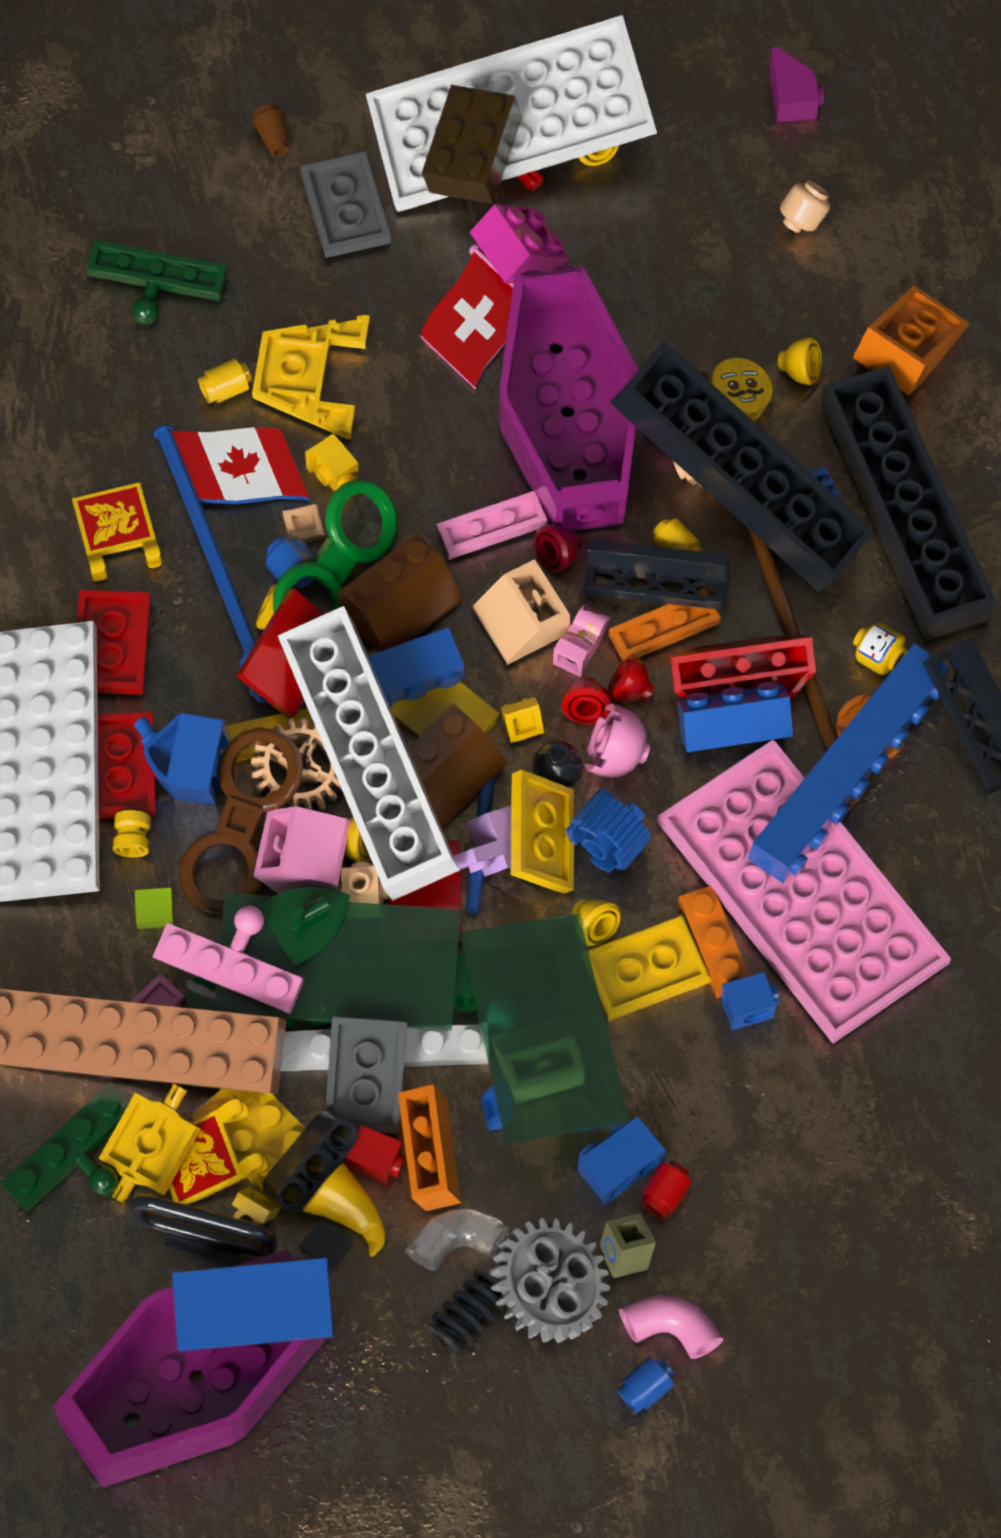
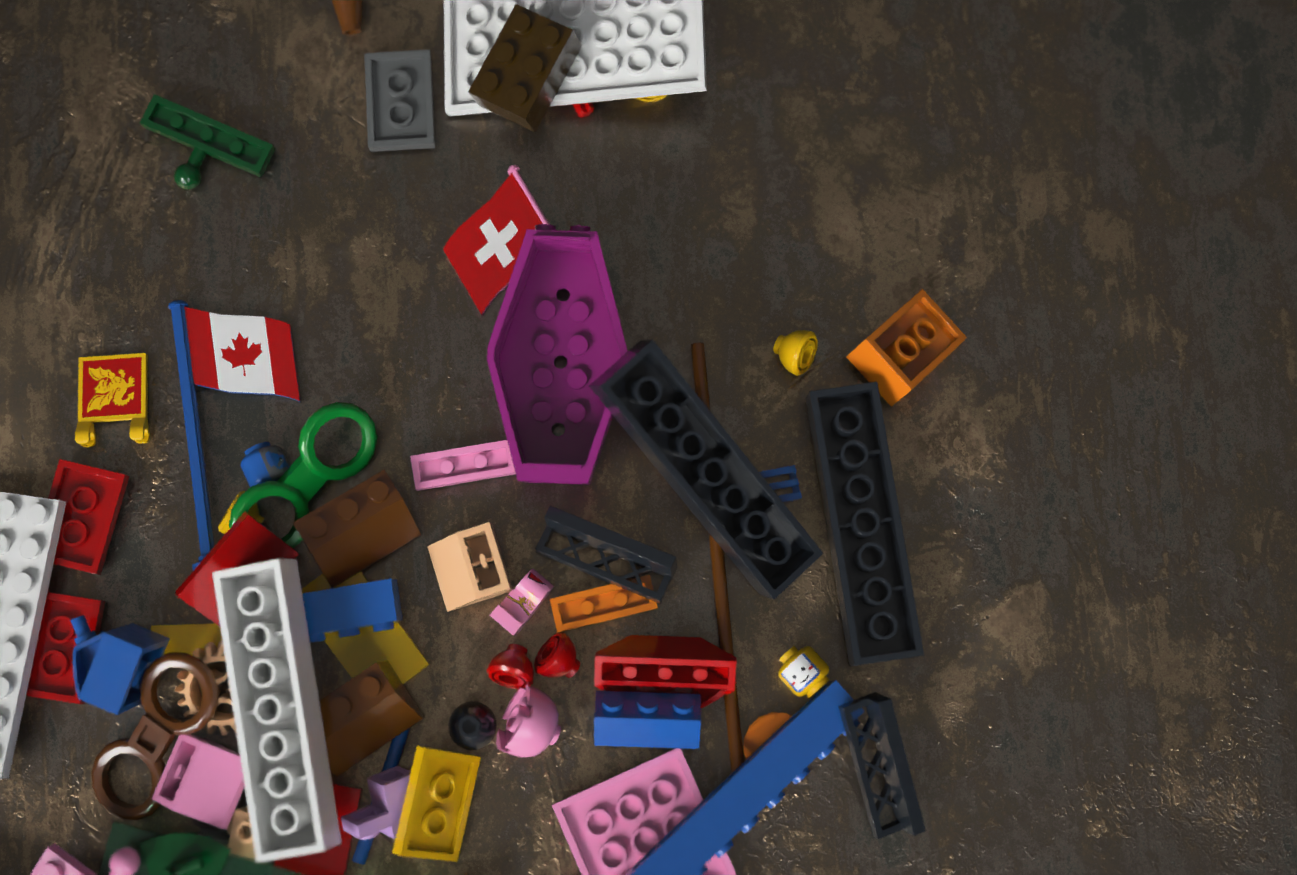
camera: 10 degrees right, 15 degrees up
(131, 833) = (54, 722): yellow wheel -> none
(153, 908) = (62, 799): lime tile -> none
(225, 381) = (244, 265): yellow brick -> none
(294, 368) = (314, 263): yellow wing -> none
(305, 523) = (287, 426): light nougat tile -> none
(332, 462) = (327, 374): yellow brick -> none
(518, 241) = (554, 174): dark pink slope -> none
(522, 719) = (446, 676): yellow tile -> none
(556, 547) = (521, 501): dark red brick -> none
(609, 831) = (498, 820): blue brick -> none
(675, 536) = (635, 519): yellow brick -> none
(744, 385) = (728, 372): yellow head -> none
(793, 88) = (853, 59): magenta slope -> none
(805, 206) = (836, 188): light nougat head -> none

